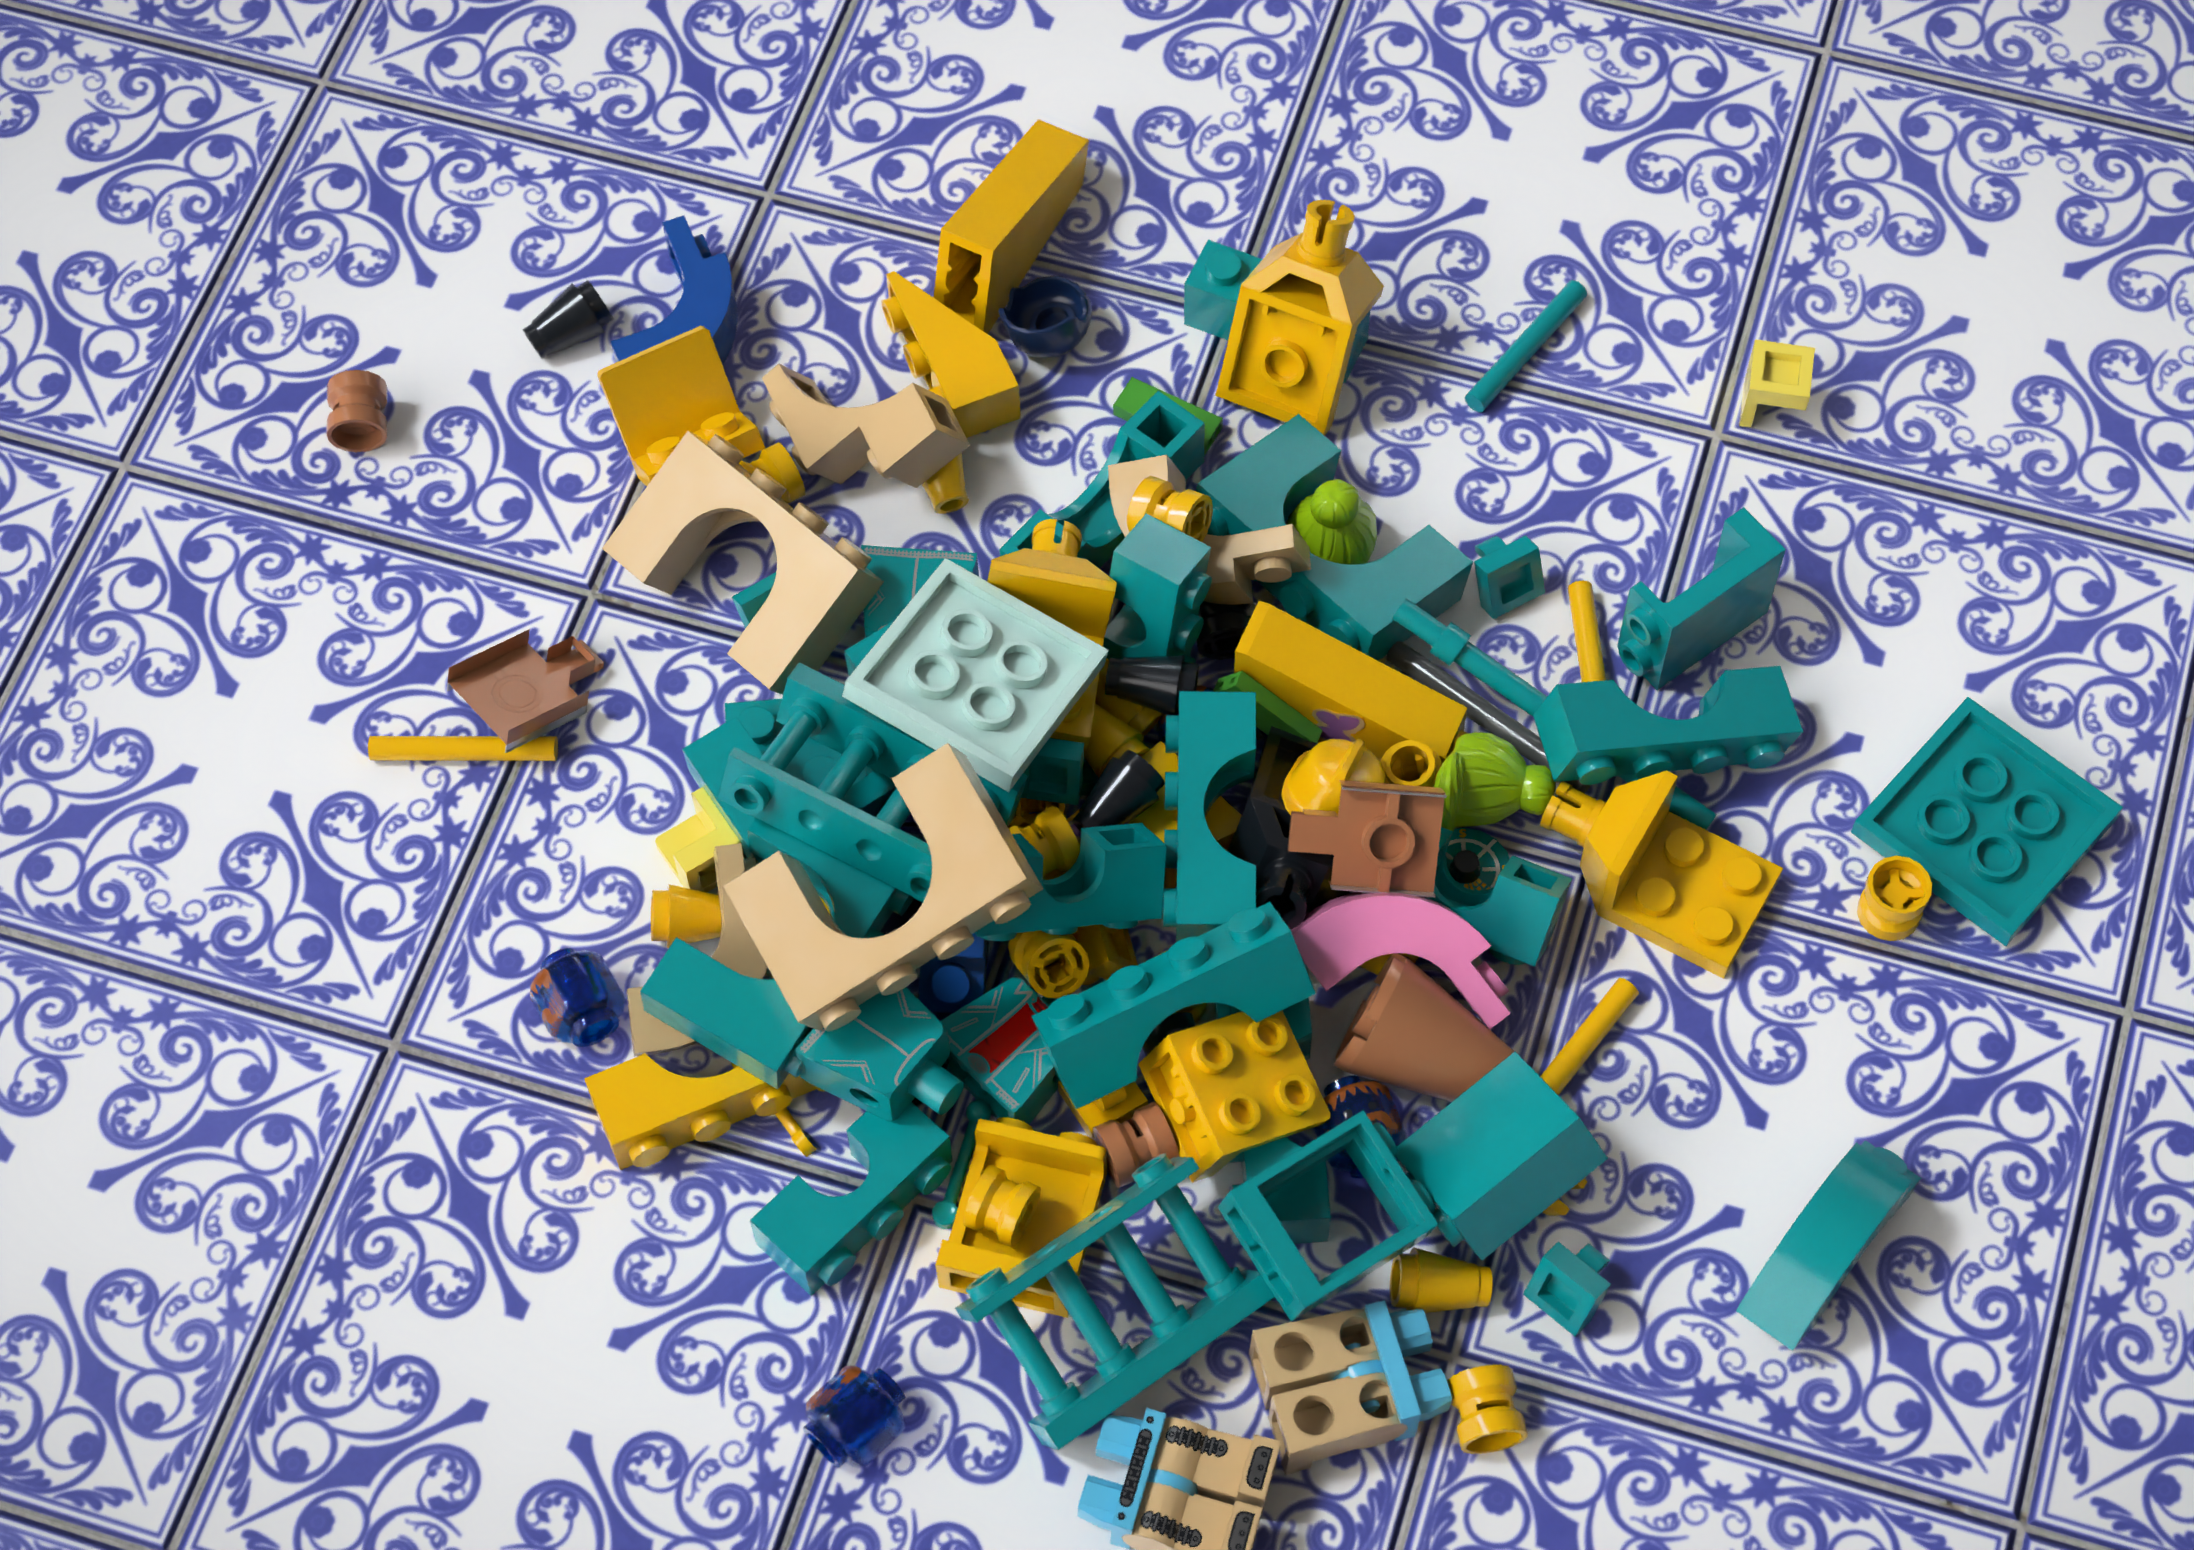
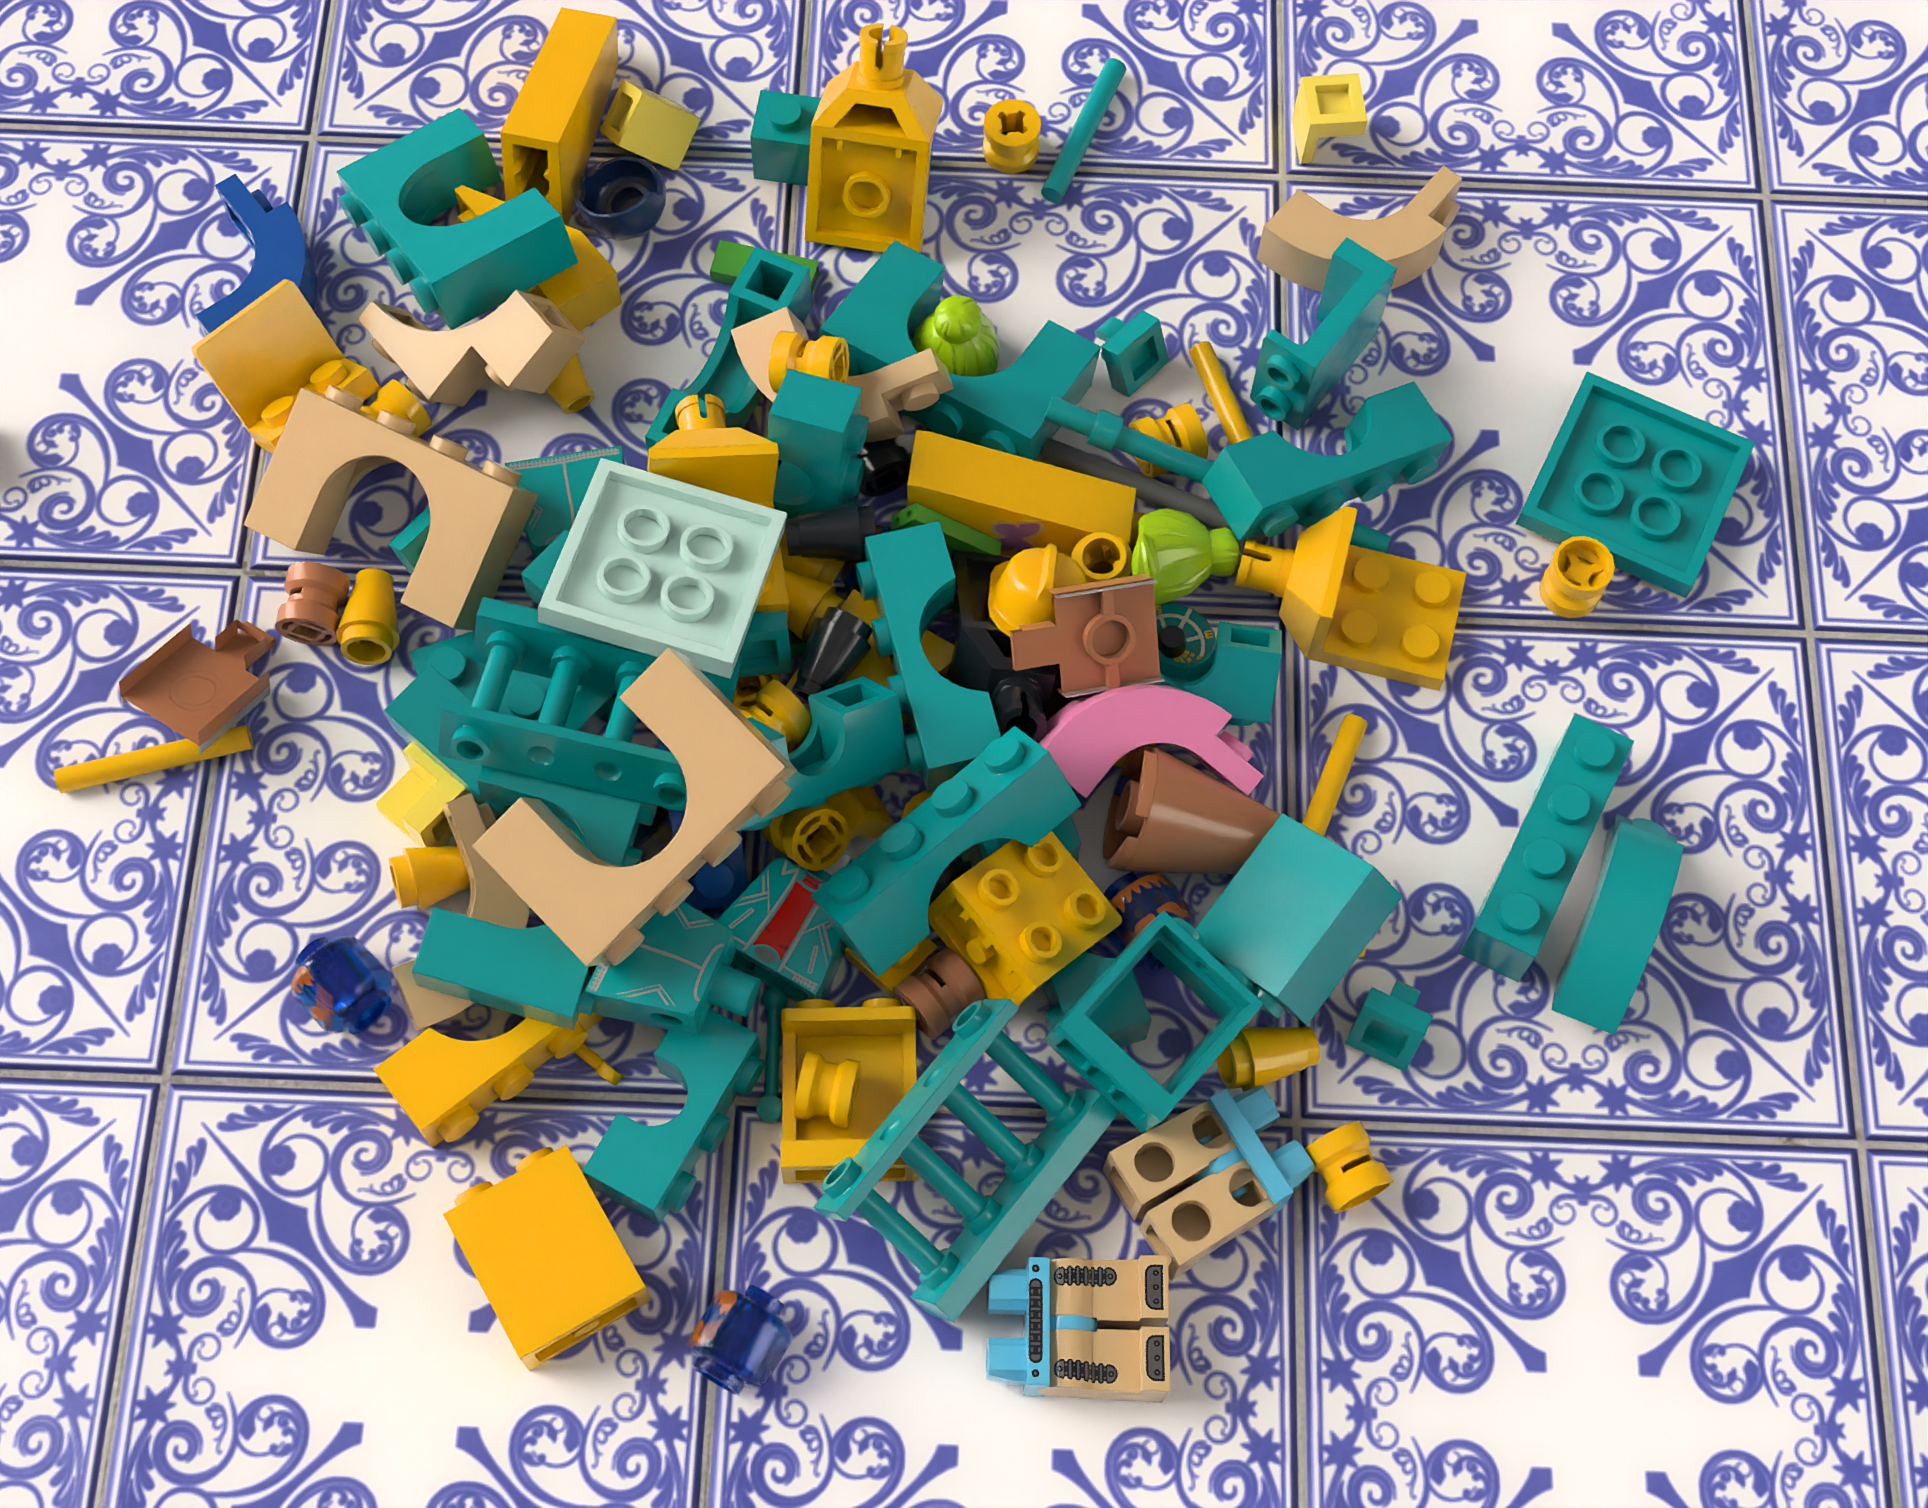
camera: 20 degrees left, 5 degrees up
(568, 320) = (145, 303): black cone -> none
(646, 639) = (312, 603): none -> nougat wheel
(696, 664) = (369, 619): none -> yellow cone
(696, 1293) = (546, 1255): none -> yellow panel
(874, 349) = (458, 266): none -> teal arch
(1094, 251) = (650, 125): none -> light yellow panel
(1446, 351) = (1017, 149): none -> yellow wheel
(1529, 661) = (1179, 428): none -> yellow wheel
(1776, 1151) = (1547, 848): none -> teal arch
(1810, 528) = (1305, 234): none -> tan arch

